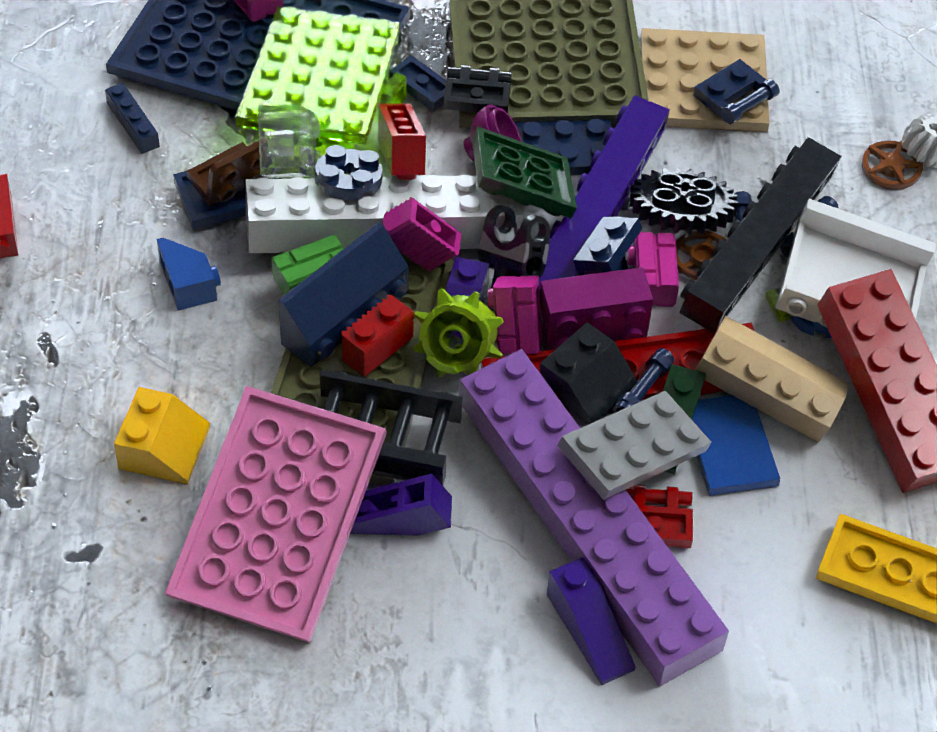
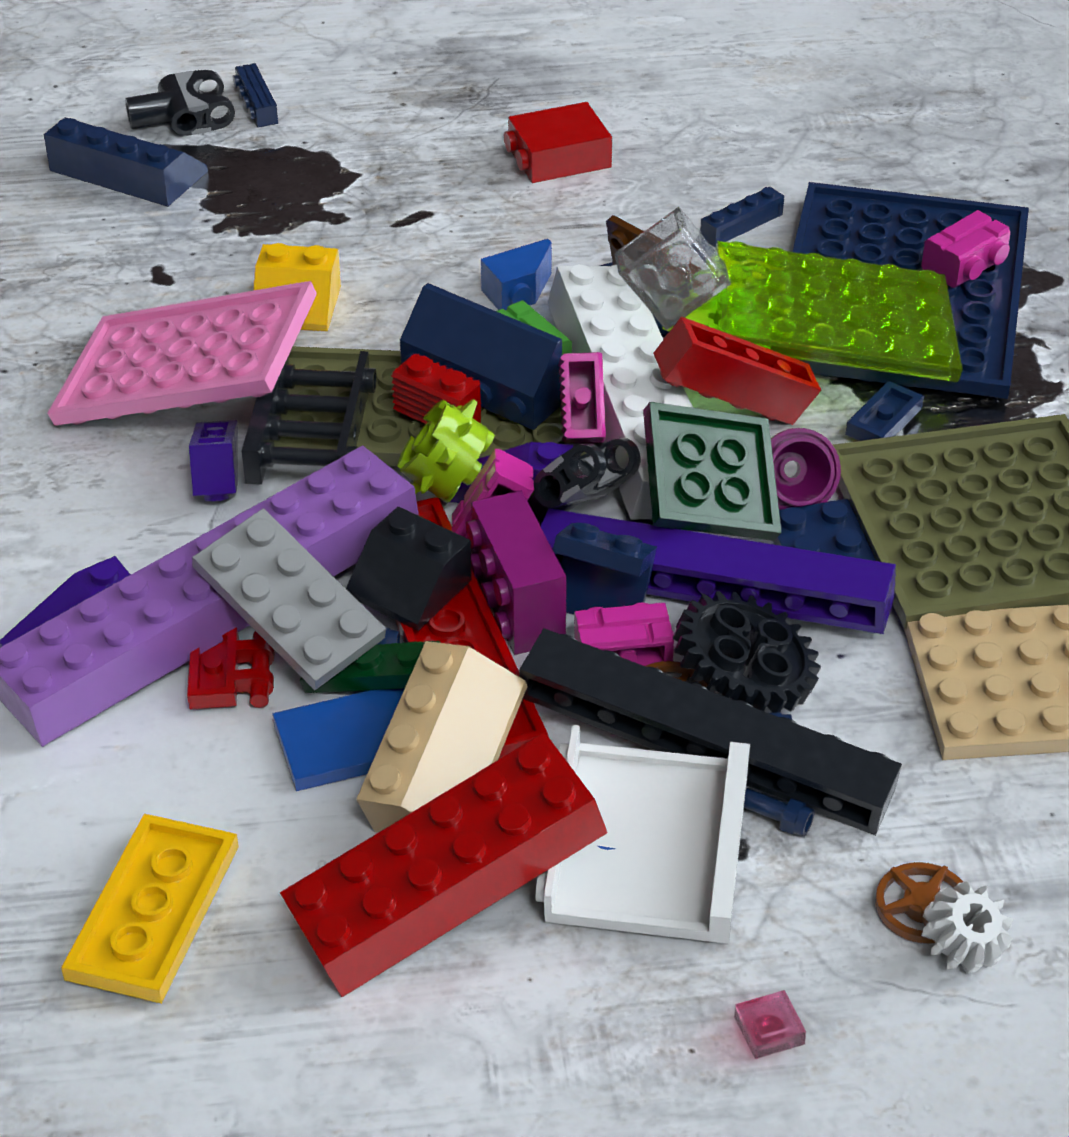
camera: 85 degrees right, 10 degrees down
(362, 166) = (637, 318): plate -> none
(394, 91) = (848, 389): clear neon green tile -> none
(473, 89) = (860, 449): black plate -> none
(658, 365) = (444, 631): dark blue bar -> none
(731, 84) = (978, 691): dark blue plate -> none

